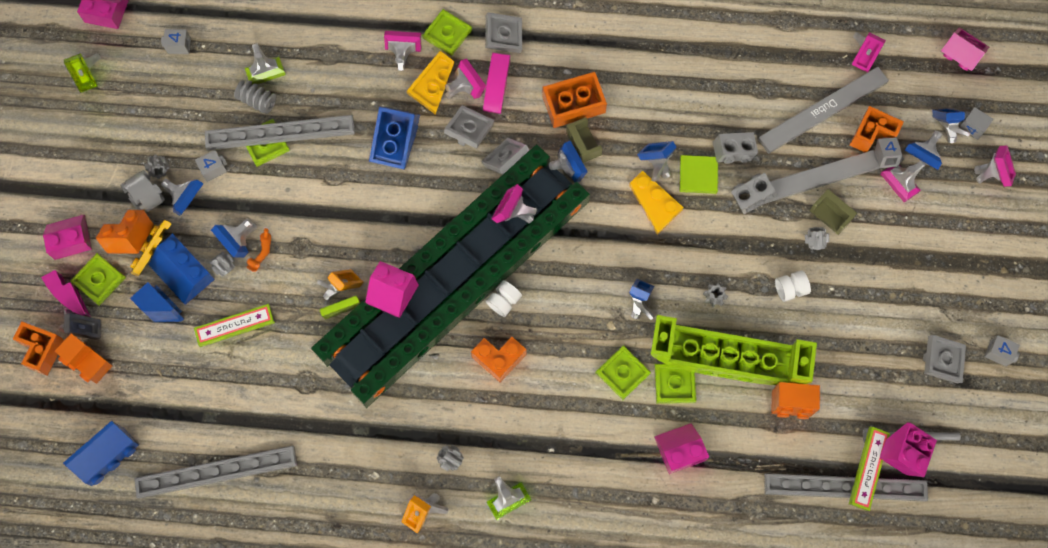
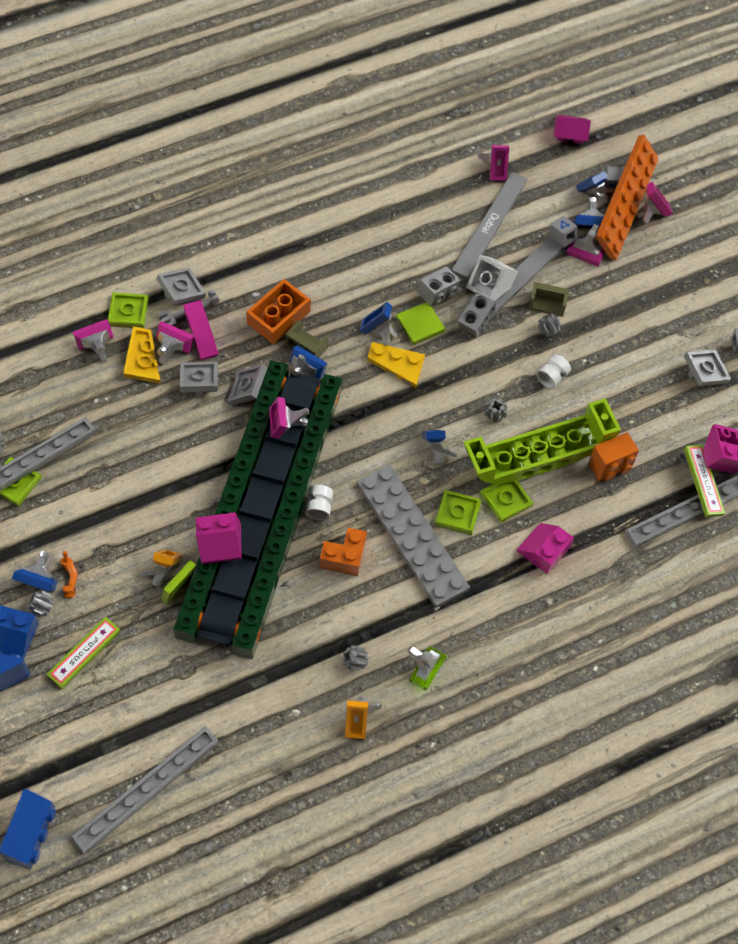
camera: 35 degrees left, 10 degrees down
(393, 137) = (135, 418): blue slope -> none
(477, 58) = (170, 319): none -> light grey hinge
(569, 373) = (413, 536): none -> light grey plate
(789, 164) = (491, 277): none -> white slope
(874, 126) = (538, 219): orange brick -> none
(974, 148) = (627, 198): none -> orange plate

